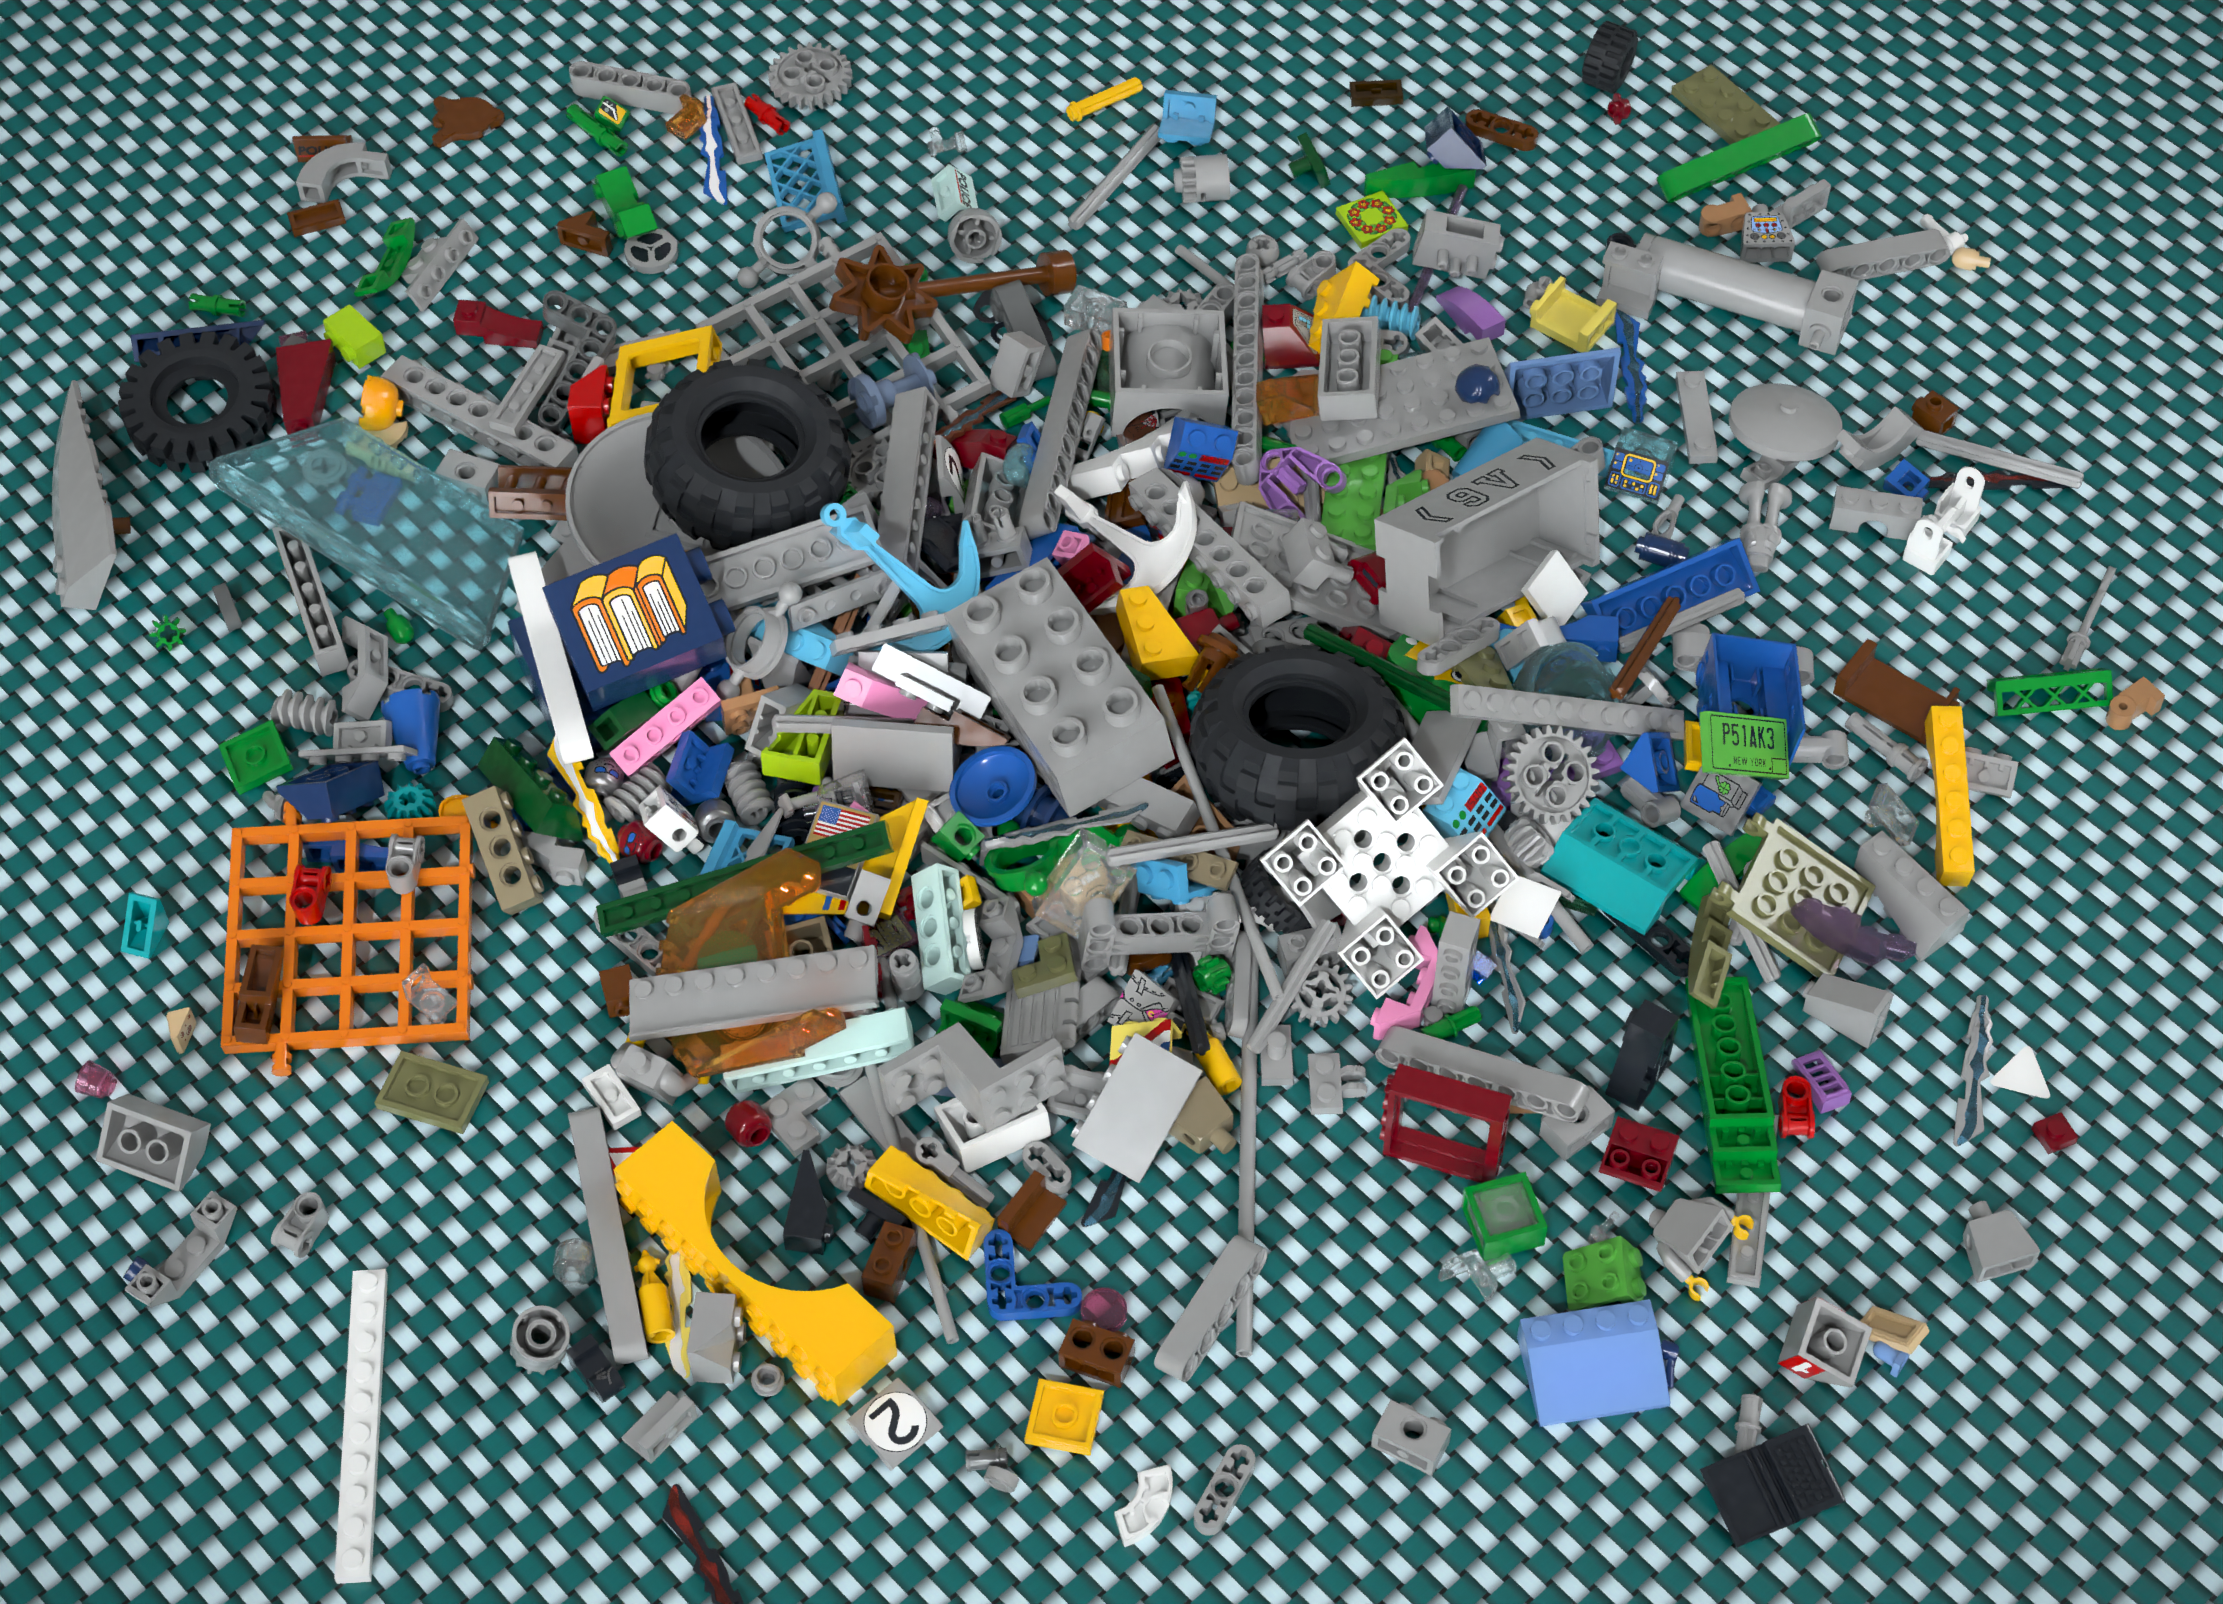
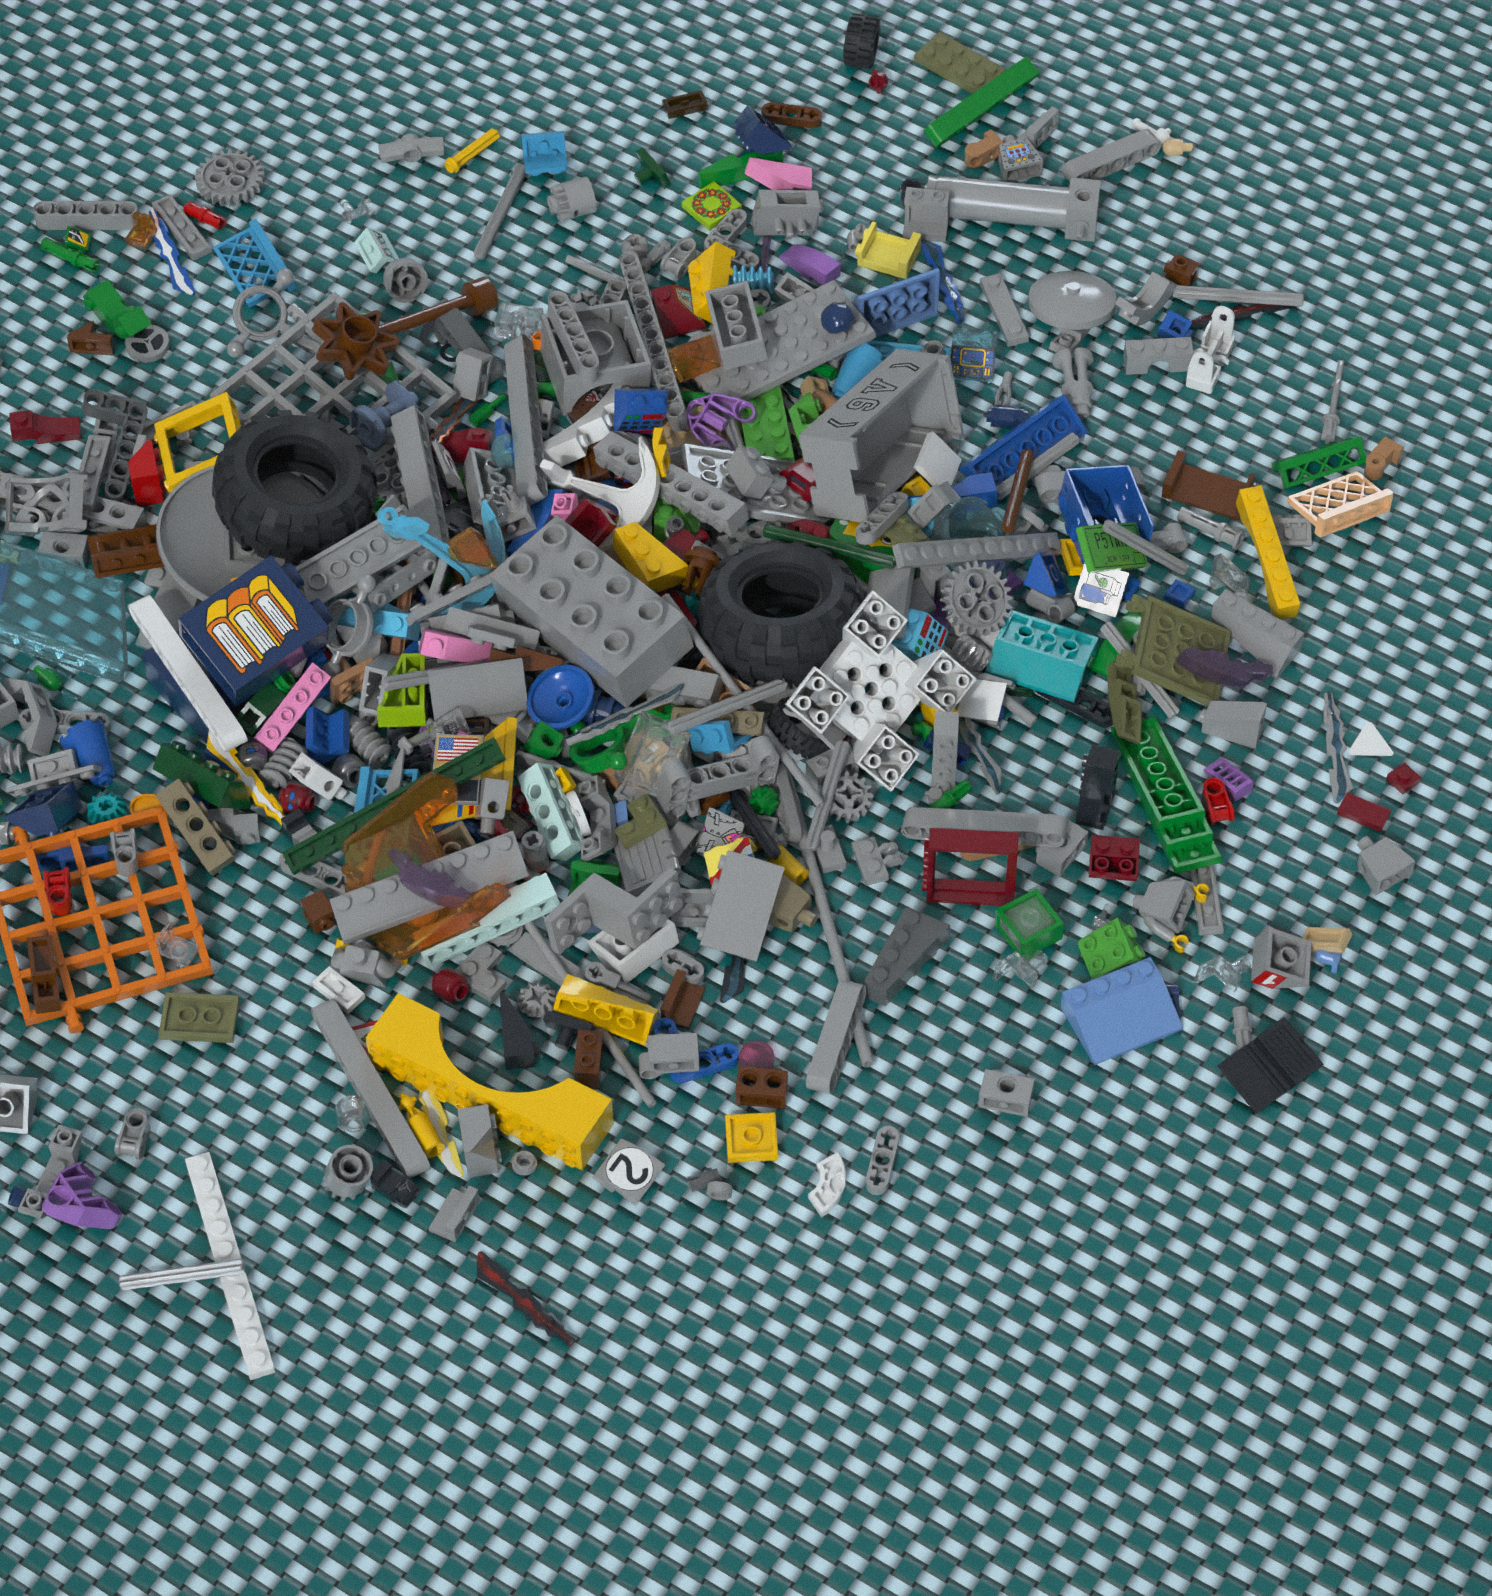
camera: 15 degrees left, 0 degrees up
(196, 1288) = (75, 1205): none -> medium lavender connector
(297, 1422) = (182, 1274): none -> axle
(491, 410) = (70, 495): none -> light grey fence
(746, 989) = (430, 886): none -> clear purple slope
(933, 577) = (472, 550): none -> clear orange slope
(991, 1281) = (669, 1054): none -> light grey hinge
(1032, 82) = (411, 148): none -> light grey piece
(1140, 342) = (573, 337): none -> light grey beam
(1204, 504) = (661, 451): none -> yellow slope
(1337, 1212) = (904, 953): none -> dark grey wedge
(1410, 1015) = (917, 796): bright pink slope -> none
(1463, 198) = (779, 175): none -> bright pink slope
(1747, 1342) = (1227, 972): none -> clear bracket
(1789, 754) = (1145, 547): none -> light grey axle
(1822, 823) = (1179, 594): none -> blue tile
(1989, 1166) = (1363, 812): none -> dark red tile
(2067, 764) = (1346, 513): none -> light nougat fence

